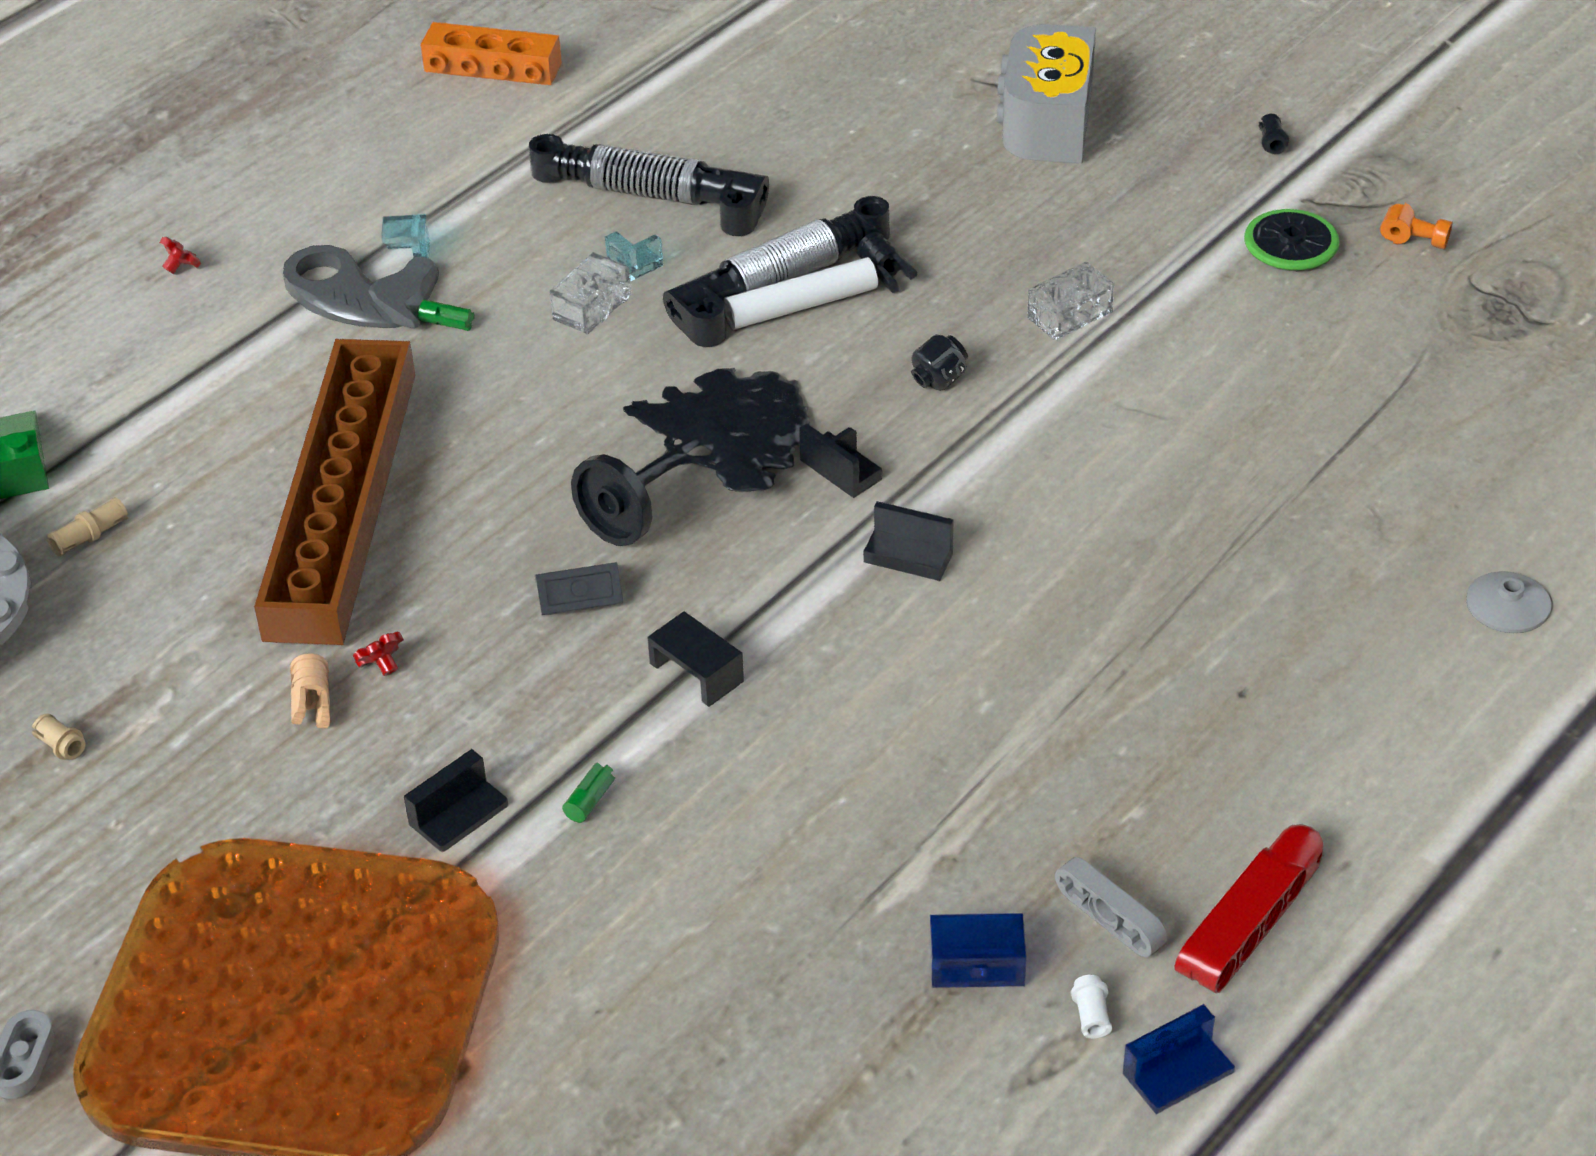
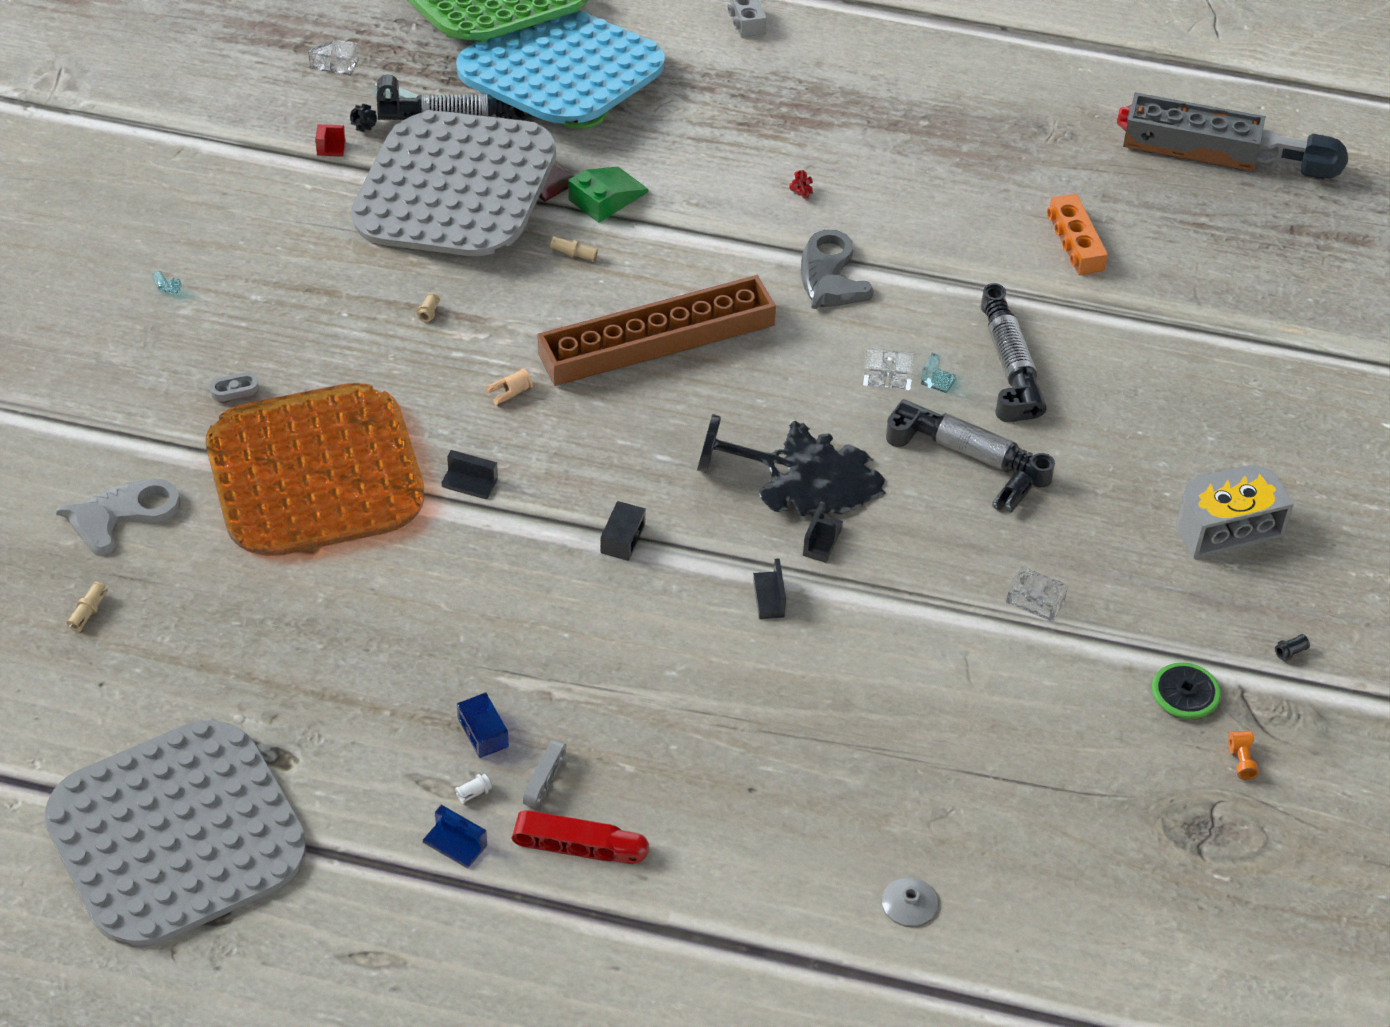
camera: 60 degrees right, 5 degrees up
(380, 653) = (552, 402): red plant -> none
(407, 232) = (882, 270): clear light blue panel -> none
(445, 315) = (831, 316): green piece -> none
(579, 588) = (649, 460): black panel -> none
(588, 793) = (507, 525): green piece -> none
(800, 293) = (955, 463): white piece -> none
(939, 362) = (934, 549): black head -> none

